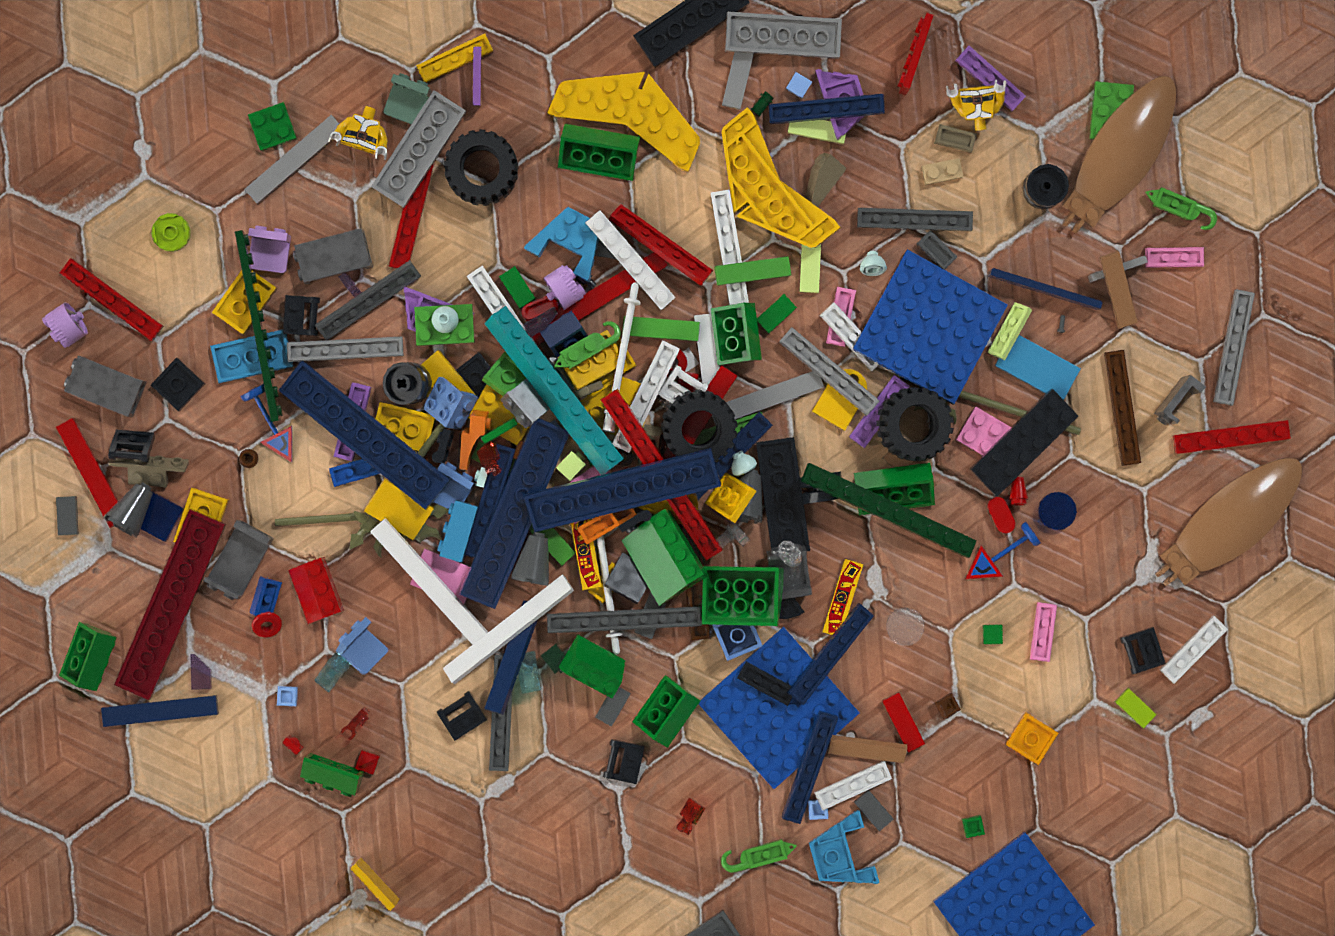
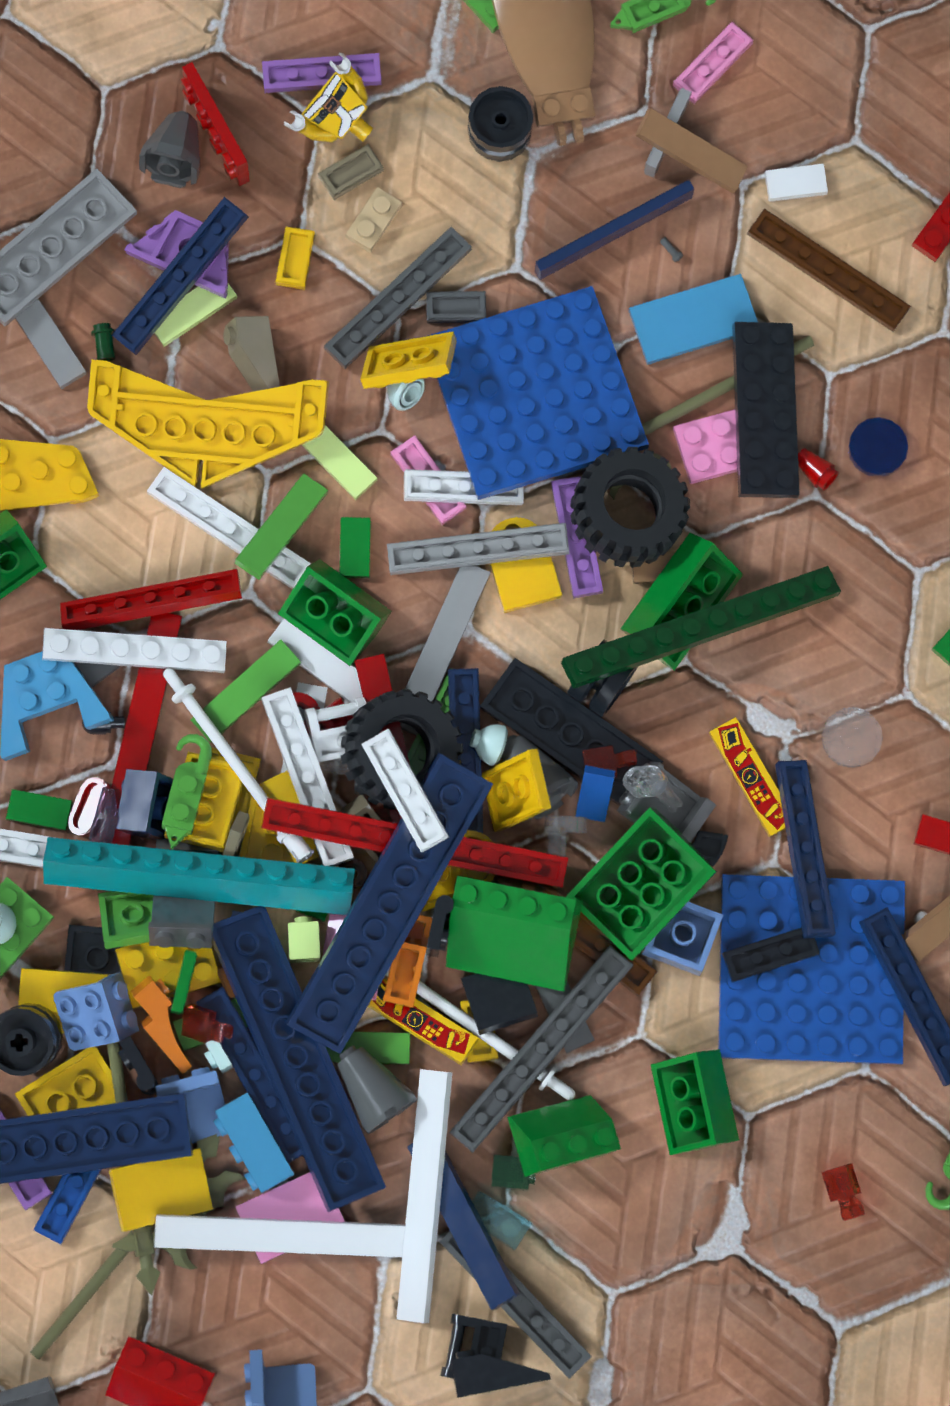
camera: 55 degrees left, 10 degrees down
(455, 732) = (484, 1373): none -> black slope
(564, 287) = (91, 753): lavender piece -> none
(612, 706) = (630, 1161): dark grey tile -> none
(630, 762) = (715, 1202): black plate -> none
(678, 449) = (405, 790): none -> white tile
(764, 534) = (595, 793): none -> blue tile
(782, 523) = (606, 759): none -> clear red plate
(798, 85) = (123, 284): light blue tile -> none
(884, 46) = (173, 151): none -> dark grey cone
(887, 254) = (408, 360): none -> yellow plate
(888, 152) = (295, 258): none -> yellow tile
(984, 566) = (863, 584): blue piece -> none
(1001, 515) = (824, 512): red tile -> none
(1009, 331) = (624, 310): yellowish green tile -> none
(1151, 352) = (796, 182): none -> white tile
(1184, 385) = (870, 174): flat silver panel -> none
(1233, 347) = (875, 91): light grey tile -> none

